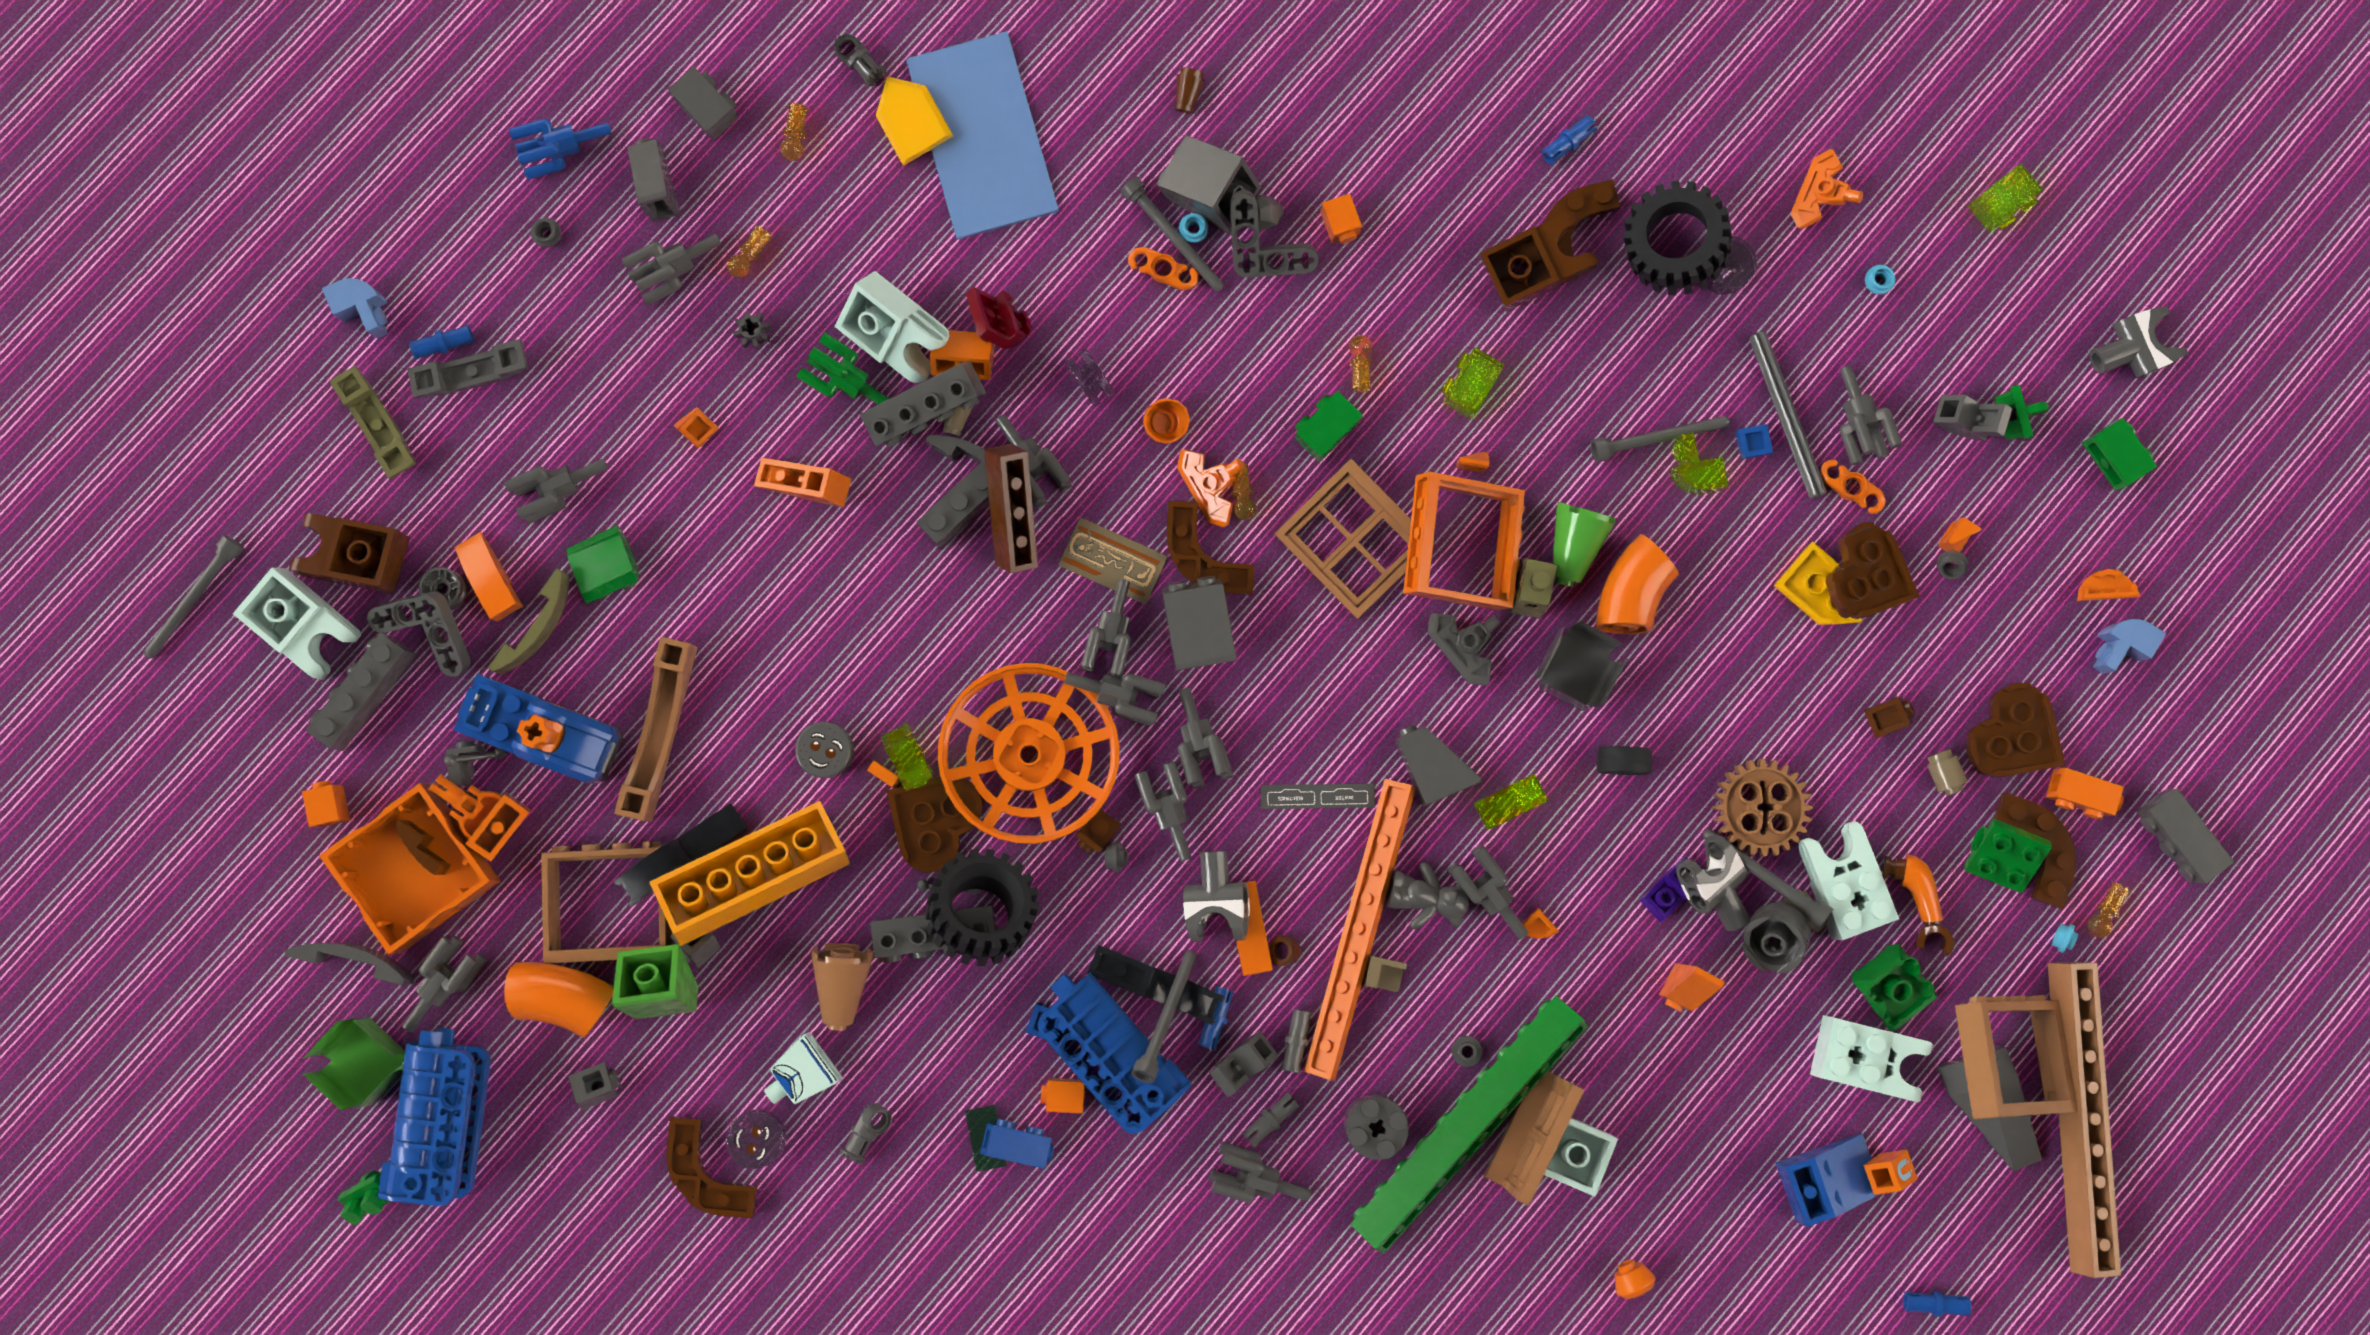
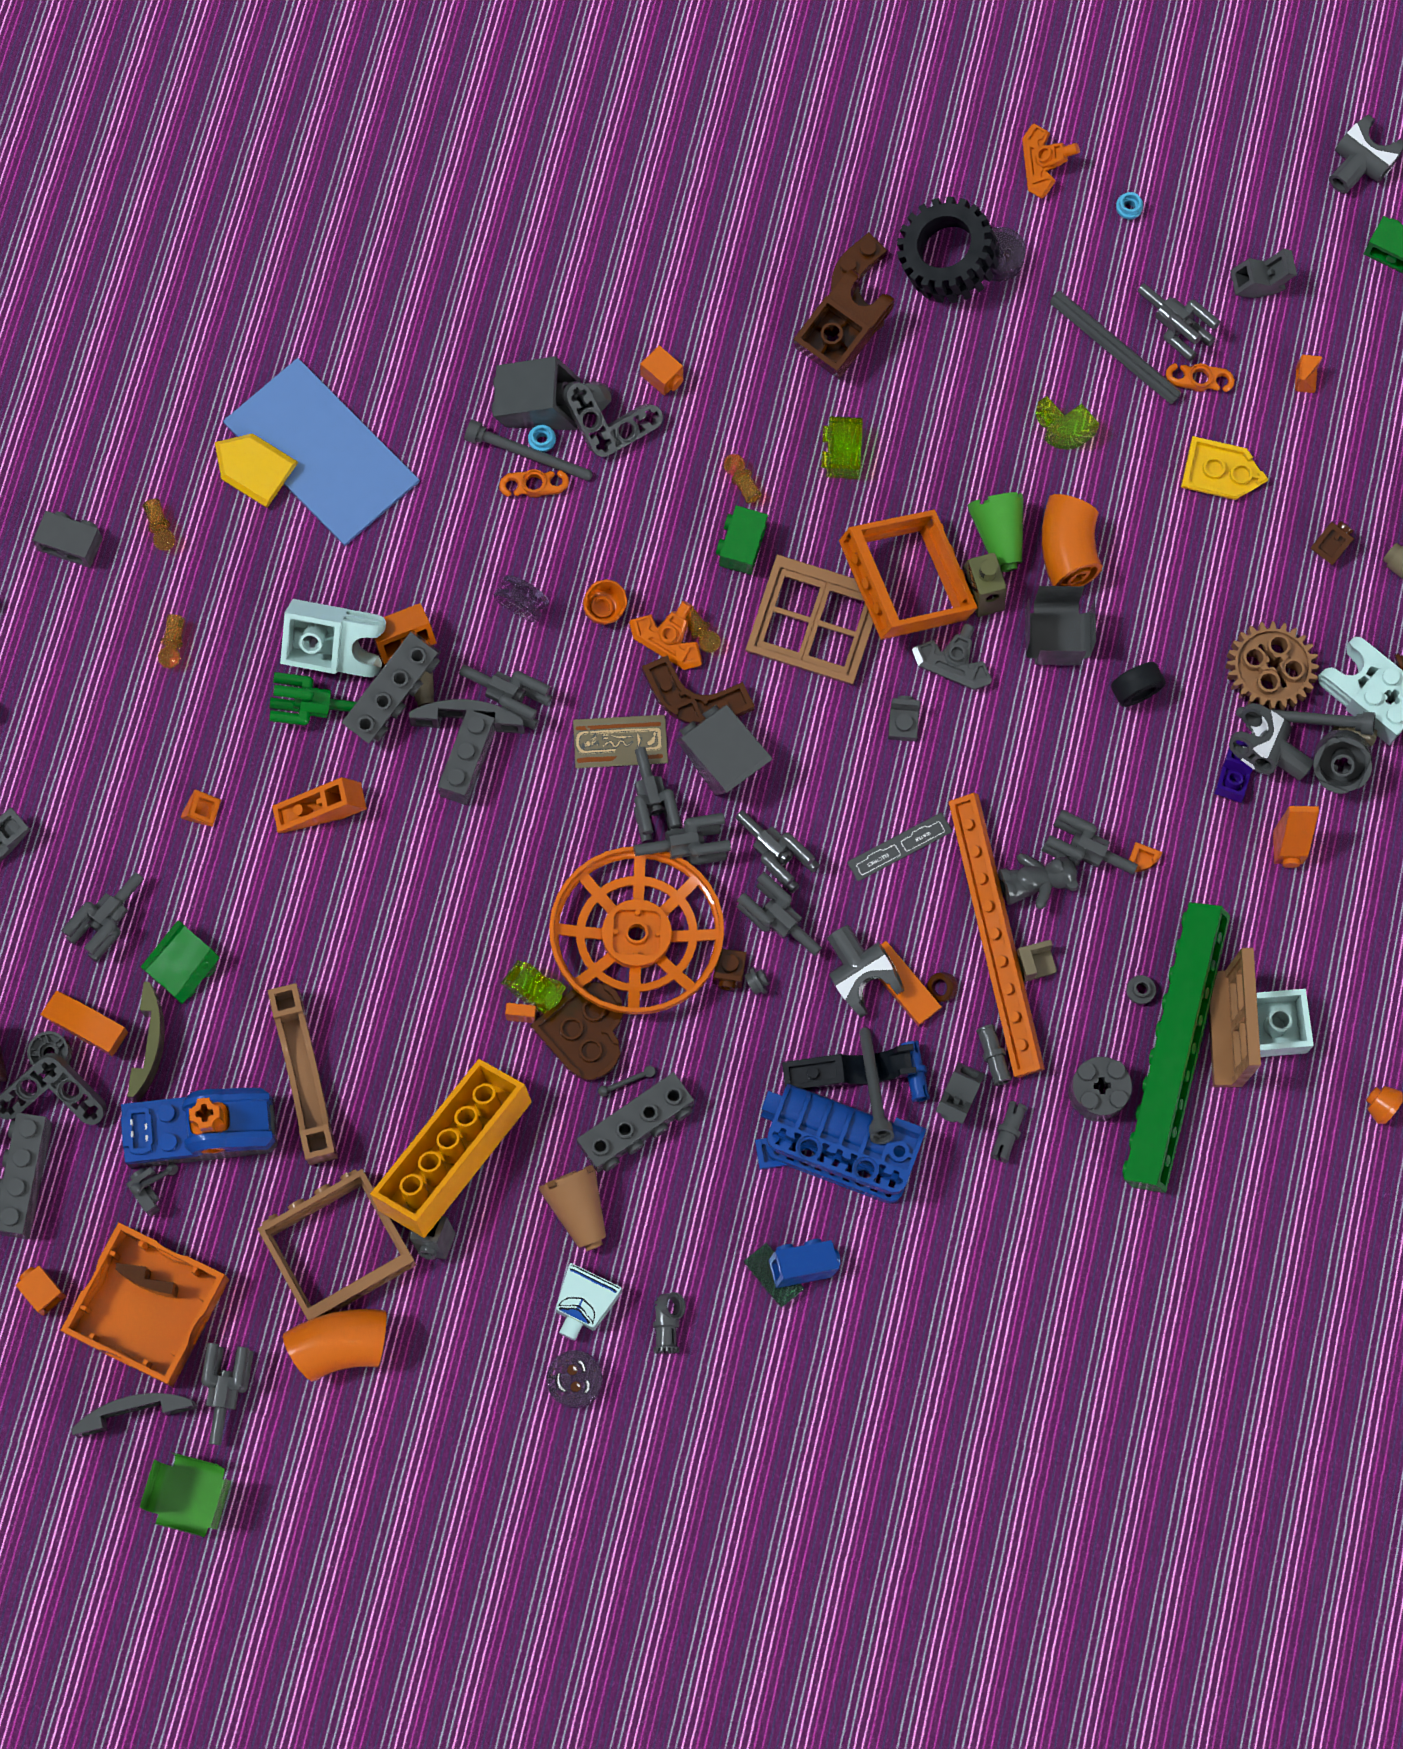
camera: 25 degrees left, 10 degrees down
(358, 1205) = (265, 1599): green hips -> none
(434, 1121) = (275, 1508): blue piece -> none
(485, 819) = (191, 1223): orange brick -> none
(585, 1082) = (407, 1407): dark grey brick -> none
(653, 180) = (58, 621): dark grey slope -> none
(654, 983) = (418, 1283): bright green slope -> none
(666, 265) = (105, 687): dark grey plant -> none
(693, 1180) = (539, 1445): reddish brown plate -> none
(695, 843) = (396, 1138): black piece -> none
(745, 328) = (213, 697): dark grey gear -> none
(824, 750) = (458, 1019): dark grey head -> none
(859, 60) = (184, 439): dark grey connector -> none
(993, 876) = (667, 1047): black tyre -> none
(997, 318) = (417, 588): dark red slope -> none
(1011, 508) = (514, 733): reddish brown brick -> none
(1063, 1095) = (821, 1202): orange brick -> none
(1188, 87) = (477, 330): reddish brown cone -> none
(1252, 1177) = (1021, 1186): dark grey plant -> none
(1386, 677) = (903, 719): none -> dark grey bracket
(1432, 765) = (982, 769): dark grey slope -> none
(1475, 462) = (880, 510): orange slope -> none
(1511, 801) = (1063, 764): clear neon green brick -> none
(1569, 140) = (815, 219): blue pin -> none
(1604, 448) = (980, 447): dark grey piece -> none
(1754, 442) = (1100, 382): blue tile -> none
(1871, 573) = (1253, 437): reddish brown plate -> none
(1952, 571) = (1315, 404): dark grey plate -> none
(2005, 197) = (1193, 94): clear neon green brick -> none
(2021, 427) = (1308, 264): green hips -> none

